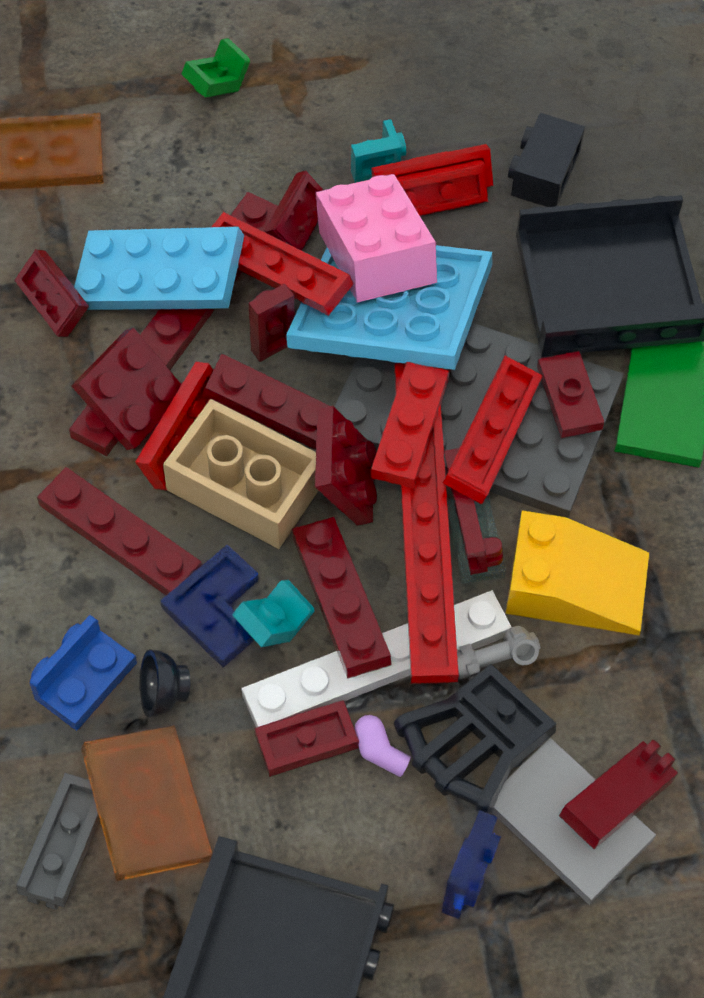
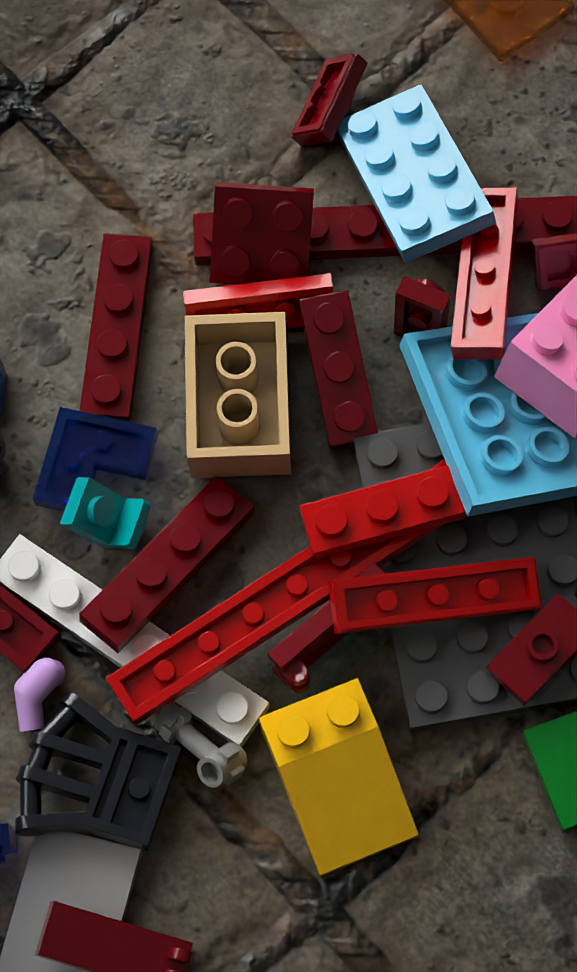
camera: 65 degrees right, 10 degrees up
(344, 466) = (299, 472): dark red plate -> none

